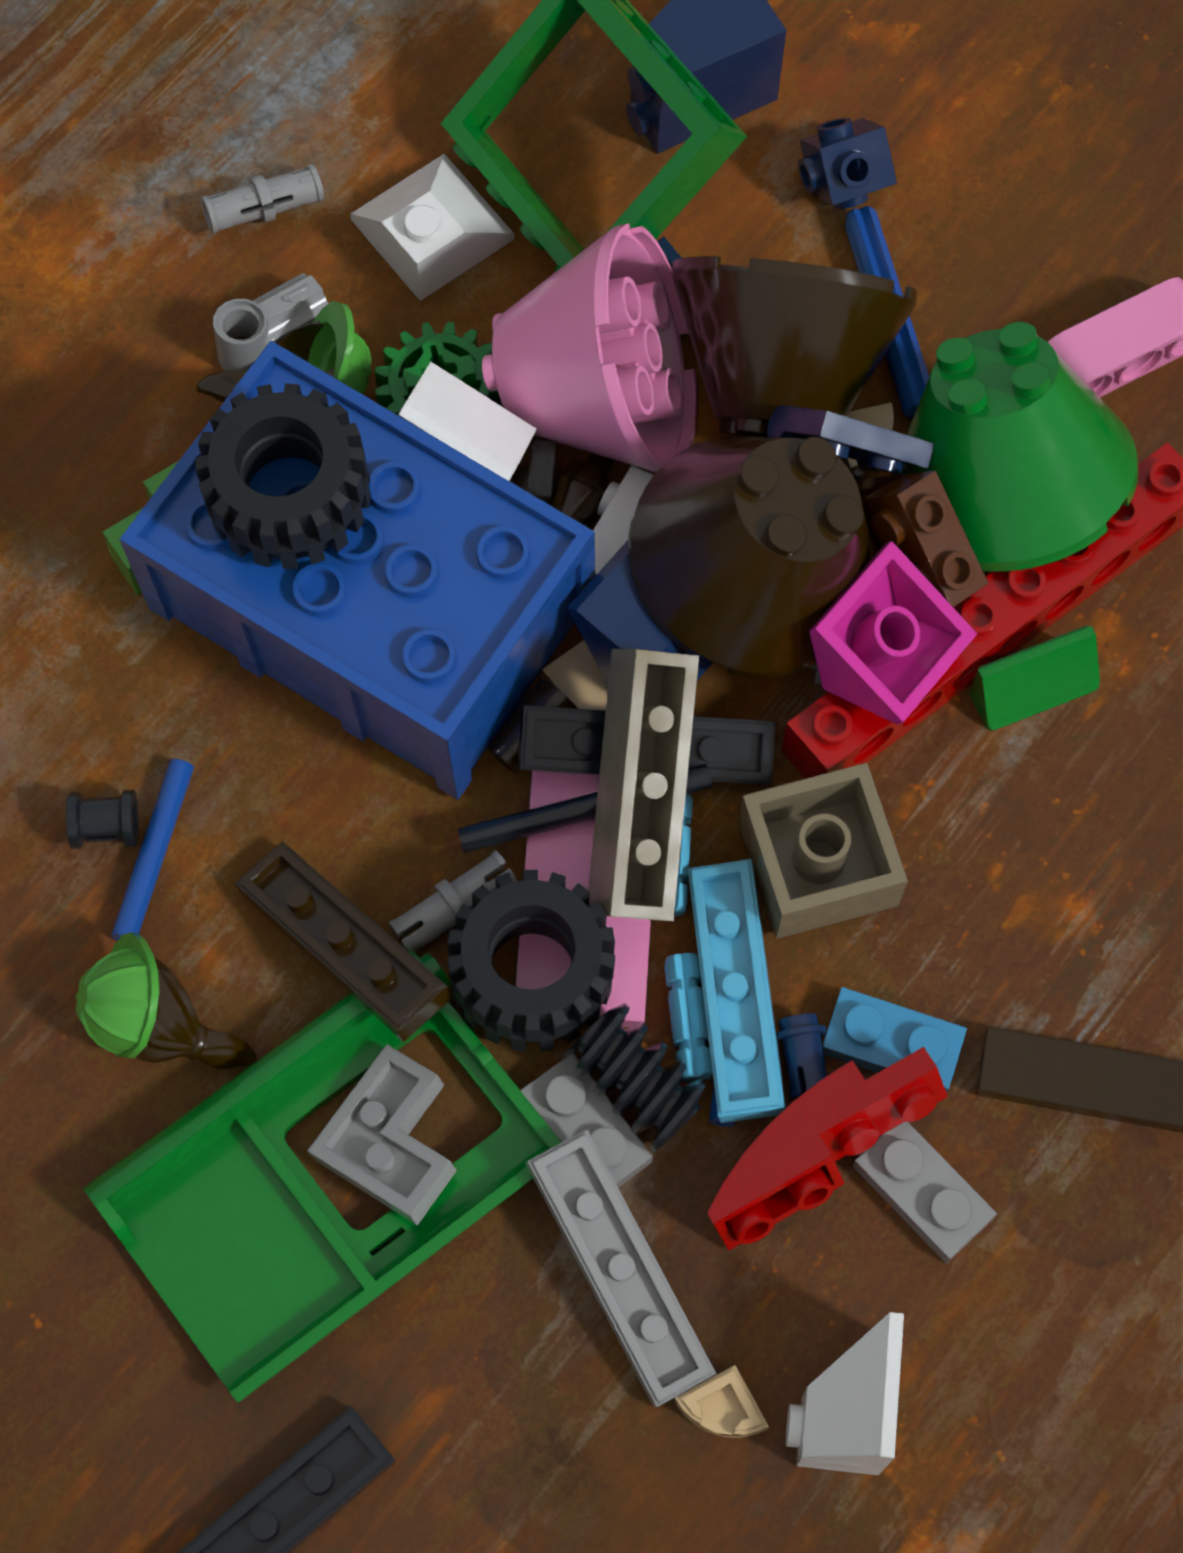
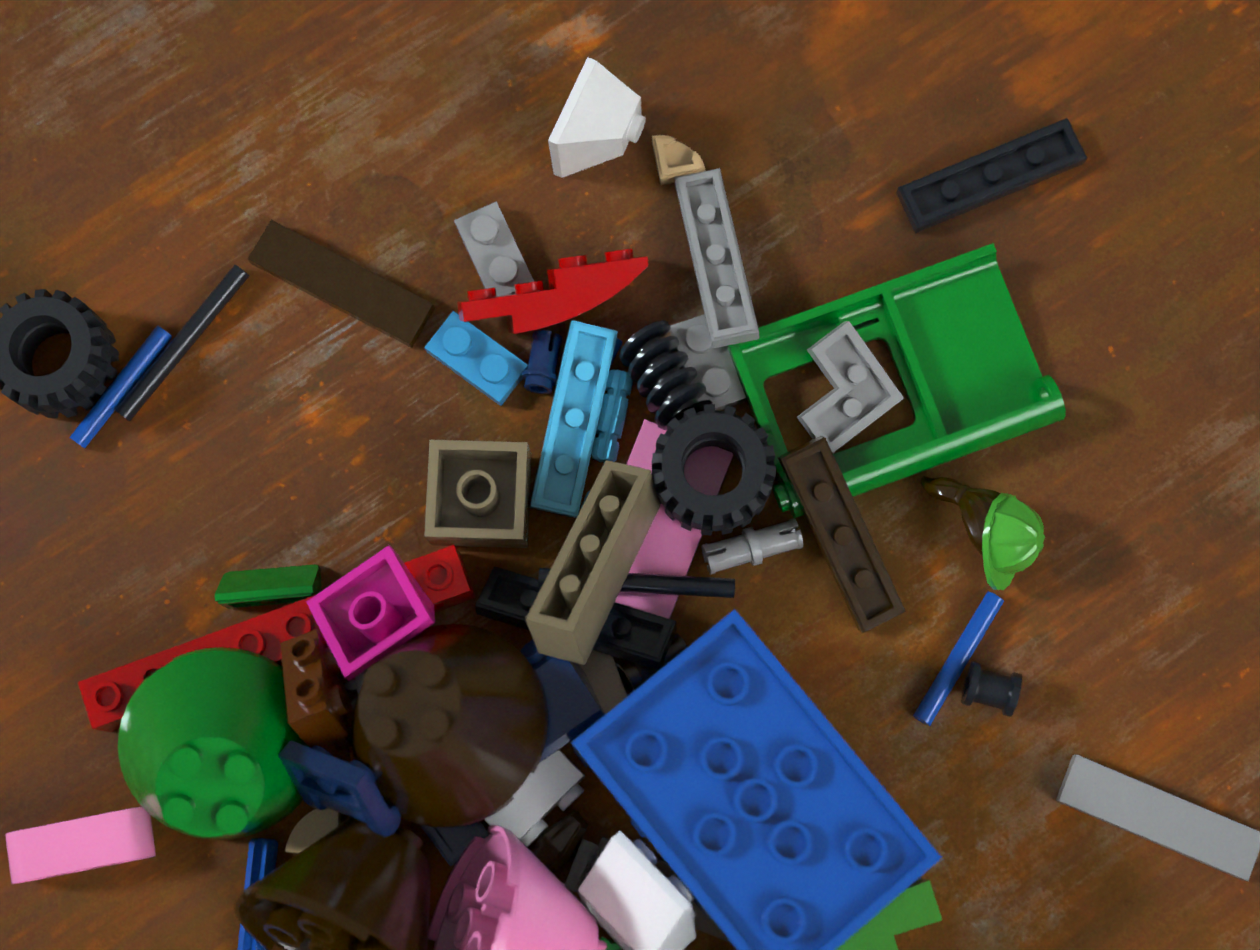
camera: 155 degrees left, 10 degrees up
(274, 429) = (851, 851): black tyre -> none

